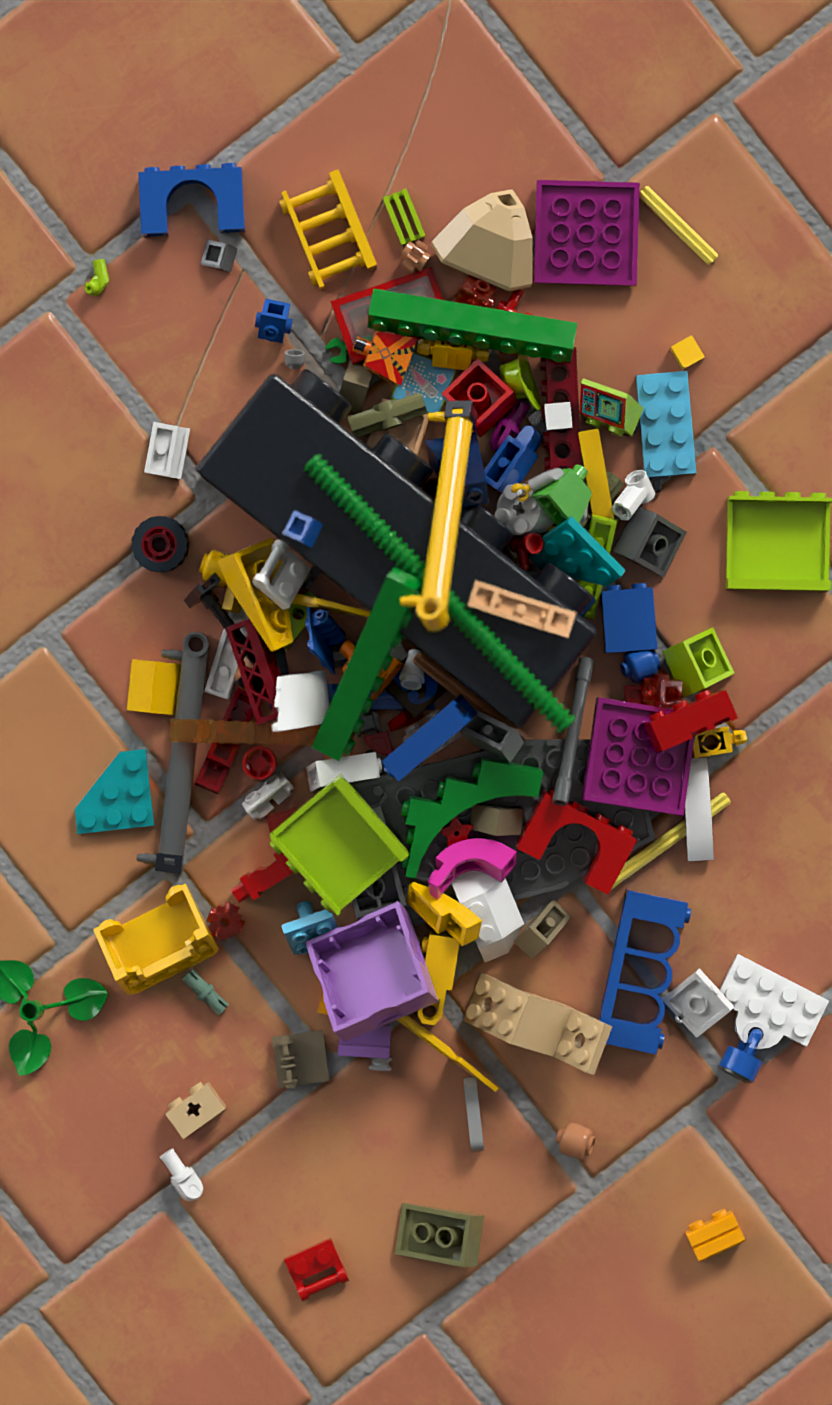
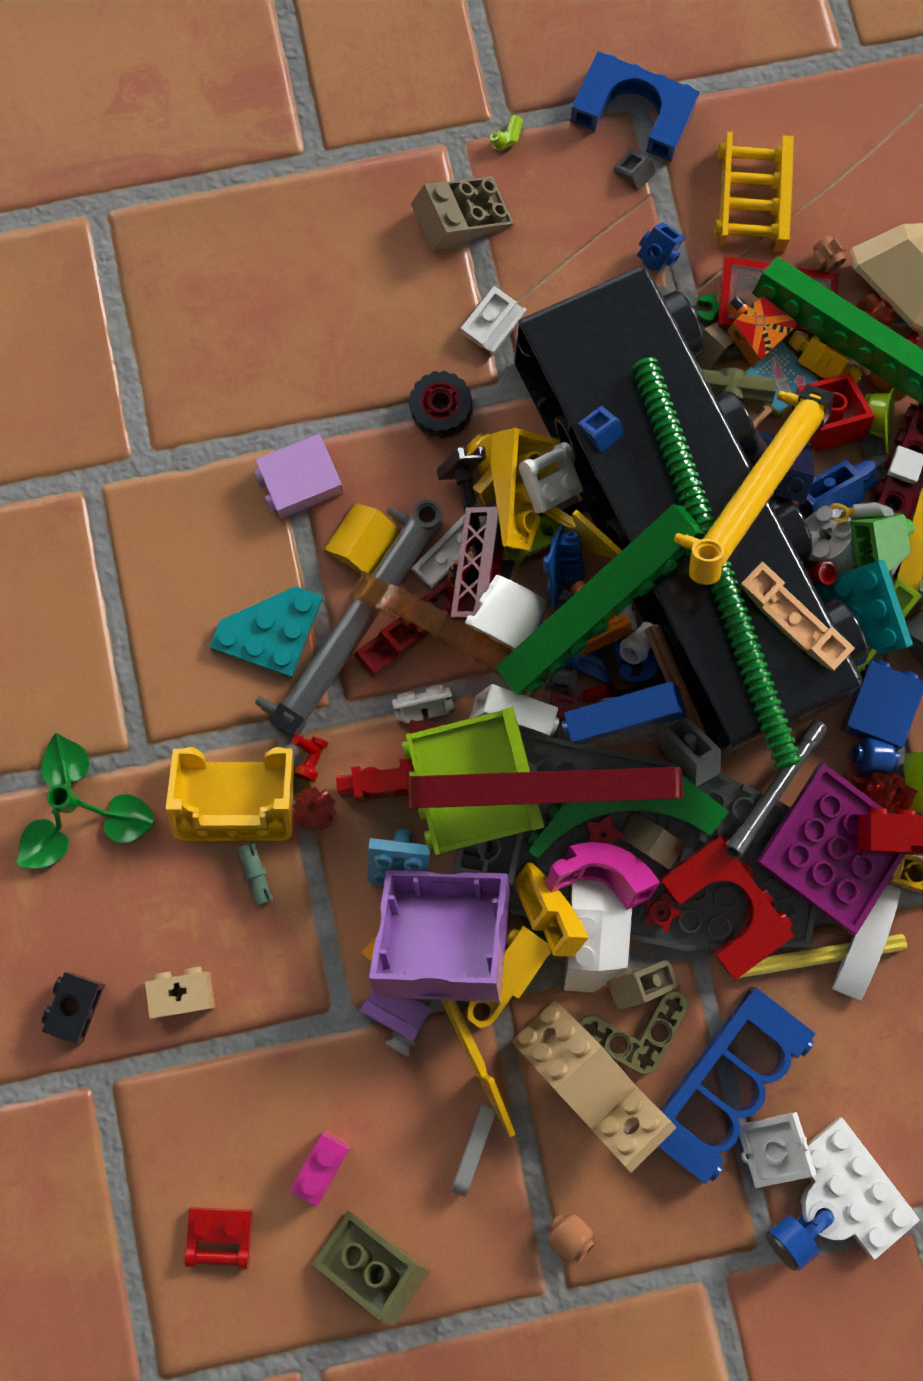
camera: 25 degrees right, 10 degrees down
(76, 662) = (298, 476): none -> lavender brick
(94, 368) = (460, 211): none -> dark tan slope
(121, 1143) = (85, 993): none -> black brick
(183, 1178) = (129, 1063): white arm -> none
(201, 874) = (314, 748): none -> red piece
(259, 762) = (431, 664): red wheel -> none
(300, 1059) = (318, 996): dark tan hinge -> none
(366, 1183) = (320, 1168): none -> dark pink brick
(395, 827) = (544, 787): none -> dark red beam
(396, 196) = (834, 195): lime tile -> none
(509, 425) = (852, 453): magenta arm -> none
(534, 874) = (669, 912): none -> red plate
(558, 978) = (636, 1047): none -> olive beam

